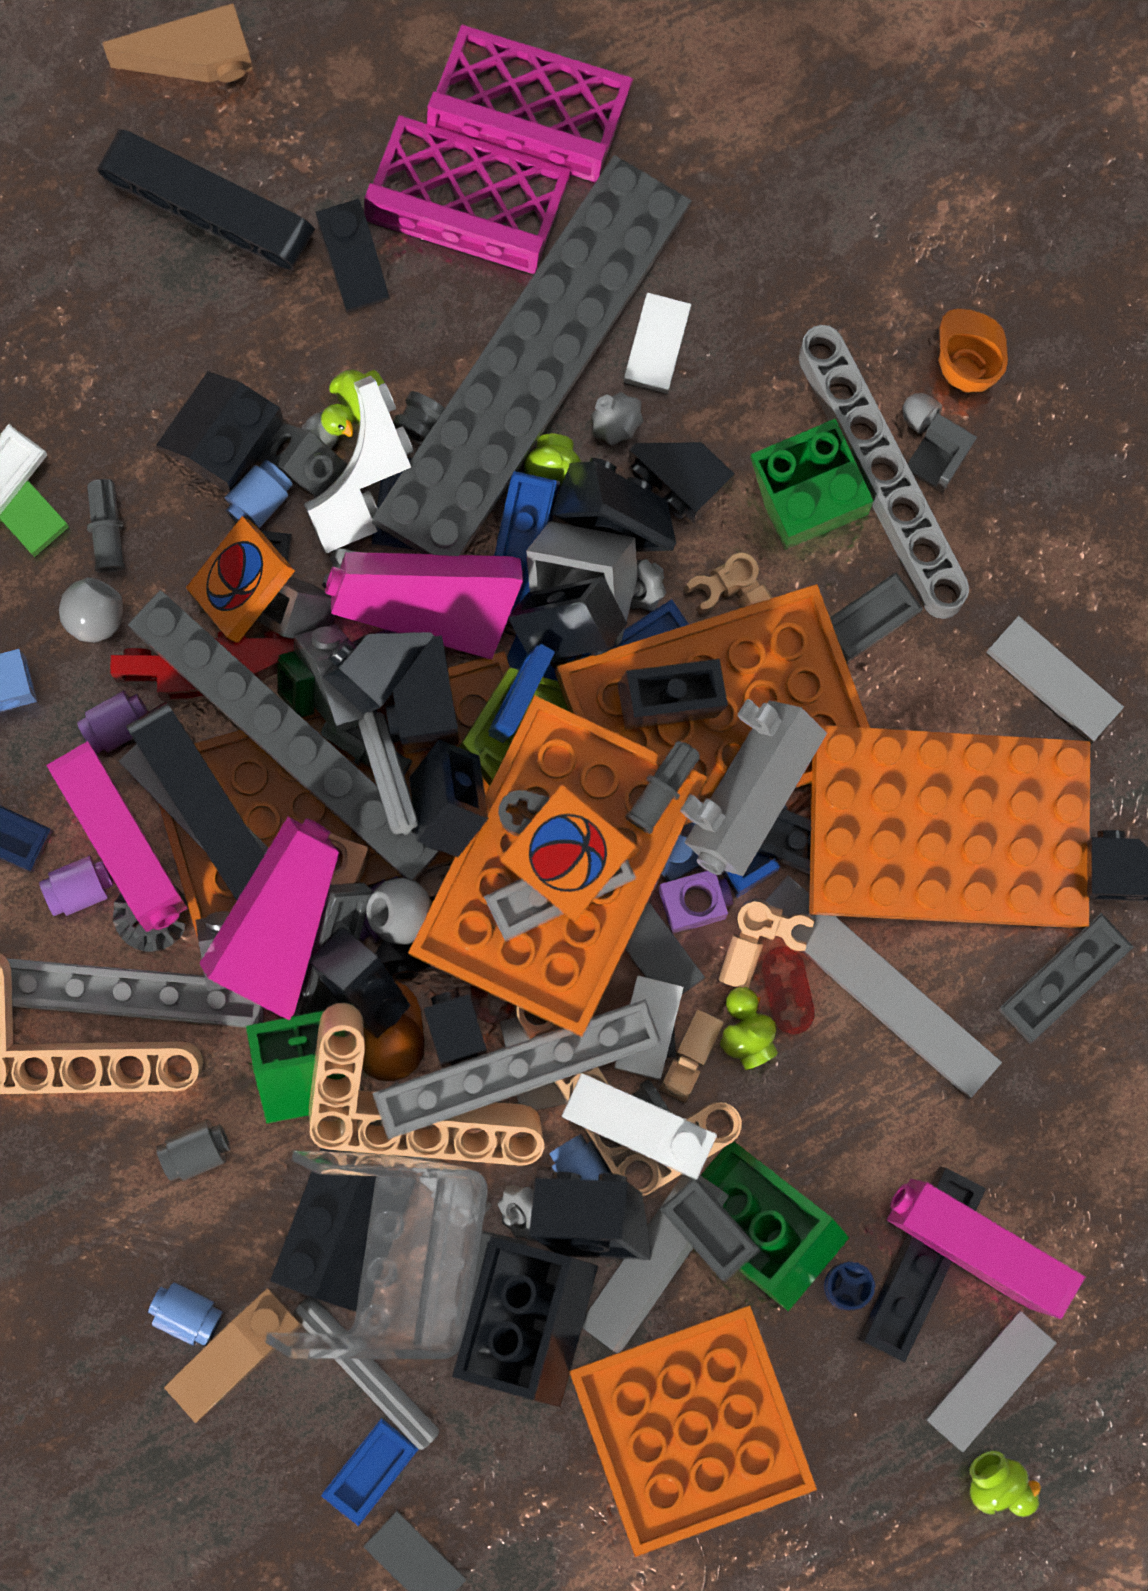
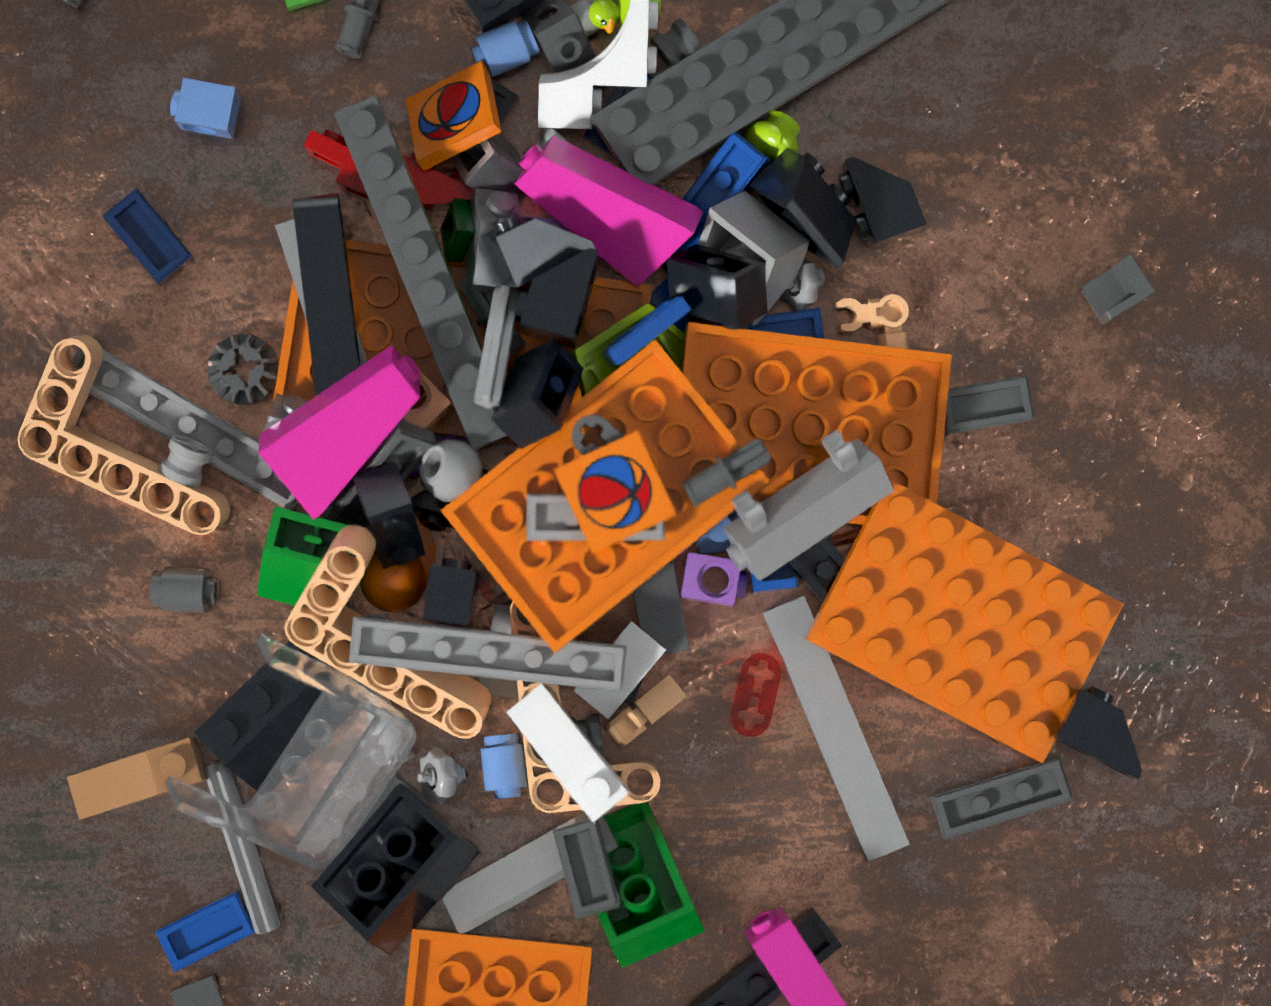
camera: 30 degrees right, 5 degrees up
(76, 886) = (190, 315): medium lavender brick -> none
(91, 610) = (313, 81): light grey piece -> none
(107, 722) = (283, 184): medium lavender brick -> none
(117, 837) = (242, 291): dark pink slope -> none
(138, 1025) = (185, 461): none -> light grey wheel
(185, 1314) = (112, 725): medium blue brick -> none
(590, 1217) = (489, 808): black slope -> none
(616, 417) = (848, 125): light grey piece -> none
(657, 343) = (917, 75): white tile -> none
(672, 694) = (774, 394): black brick -> none
(754, 1035) = (704, 720): lime animal -> none
(755, 920) = (755, 621): light nougat bar -> none
(811, 484) = (989, 263): green slope -> none
(856, 1284) = (684, 979): dark blue wheel -> none
(885, 494) = (1068, 262): light grey beam -> none
(920, 411) = (1118, 243): light grey hinge -> none
(972, 350) = (1190, 210): orange cap -> none
(1055, 679) = (1120, 535): light grey tile -> none

